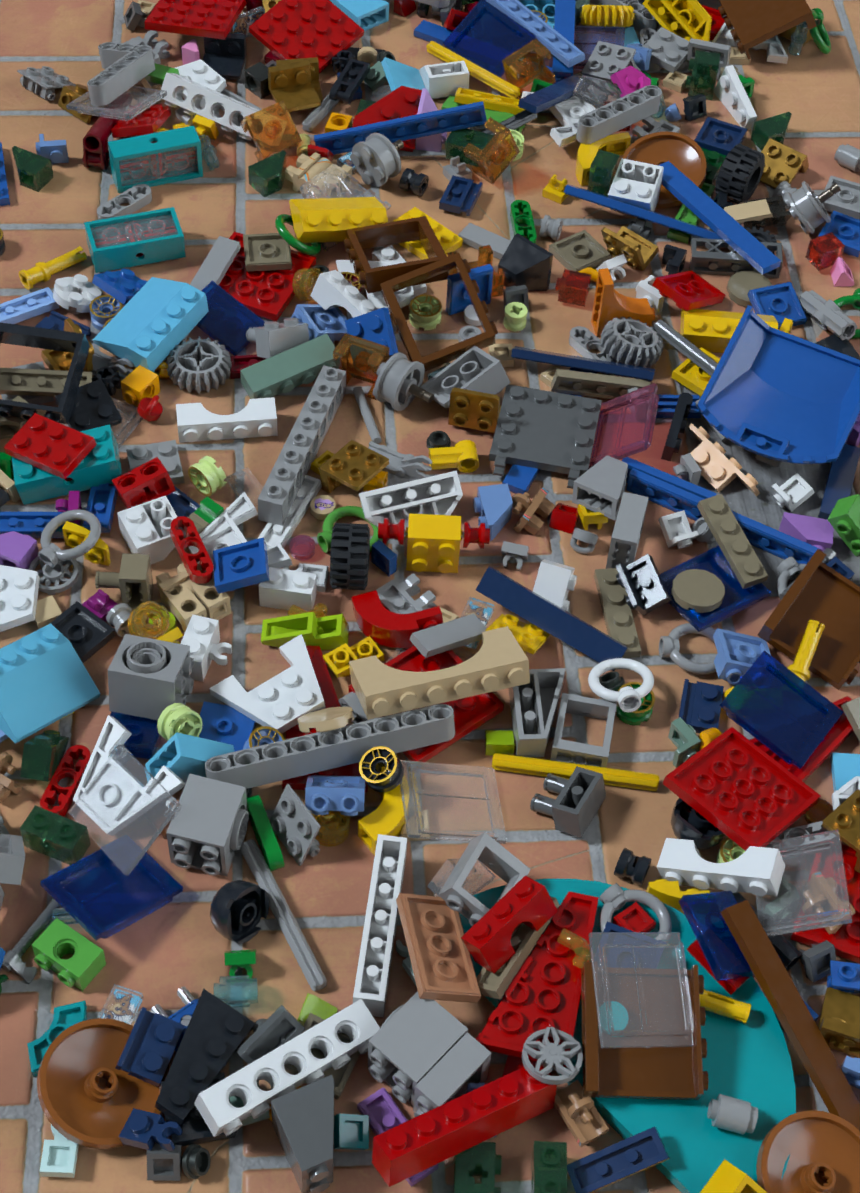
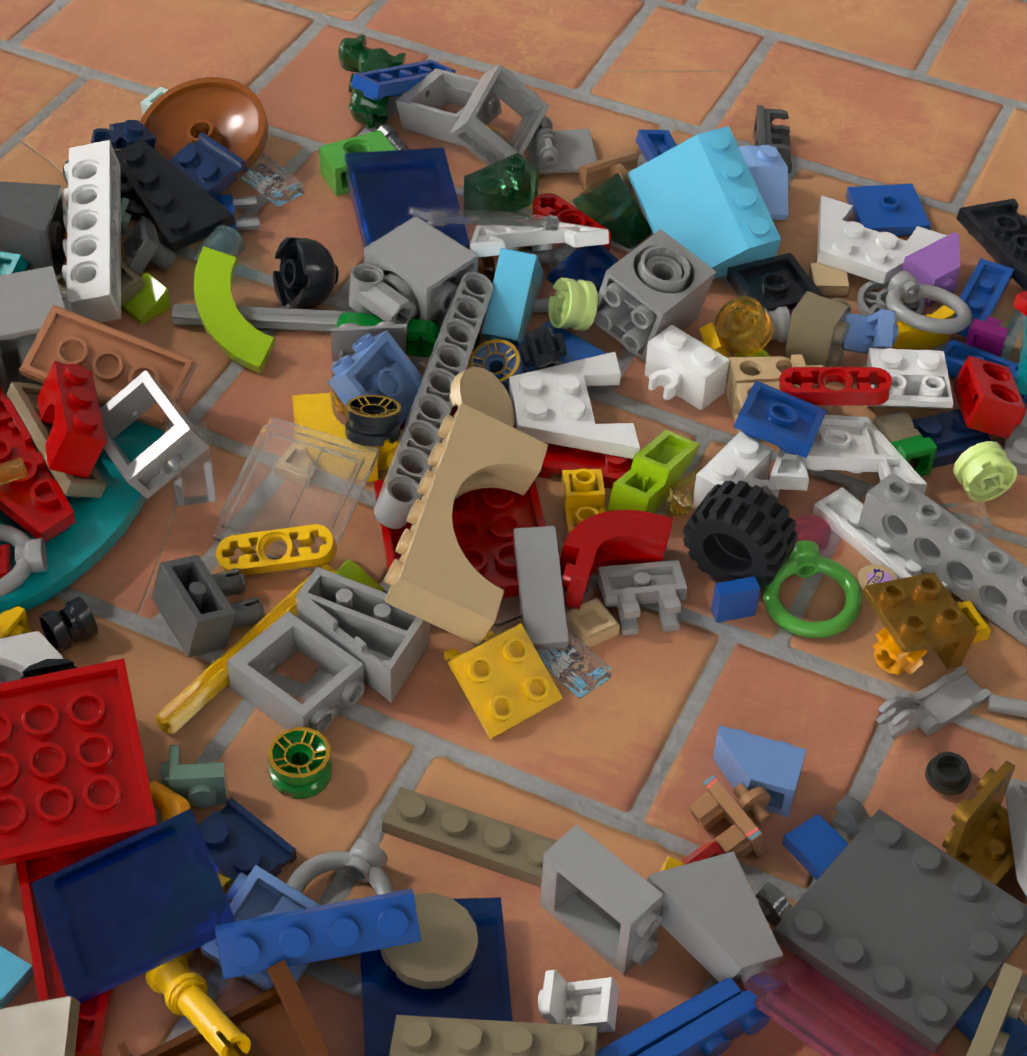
camera: 120 degrees right, 5 degrees down
(64, 1017) = (286, 147): teal tile -> none
(112, 549) = (870, 331): none -> medium blue bracket
(240, 958) = (253, 265): green tile -> none
(242, 718) = (543, 348): none -> black gear
(254, 830) = (372, 295): none -> light grey piece
(311, 943) = (220, 315): none -> lime tile
(380, 923) = (220, 378): white brick -> none
(423, 496) = (820, 658): white wedge -> none
(433, 540) = (722, 644): yellow brick -> none
(462, 456) = (900, 778): yellow piece -> none
(487, 776) = (304, 535): none -> yellow beam
(516, 552) = (661, 755): light grey tile -> none
(549, 617) = (497, 719): dark blue tile -> none
(554, 582) = (549, 741): white brick -> none
(585, 536) = (642, 856): light grey tile -> none
(612, 681) = (352, 751): pearl dark grey plate -> none
(627, 697) = (293, 723): white piece -> none
(642, 585) = (489, 865): bracket -> none
(750, 624) = (318, 933): none -> blue plate

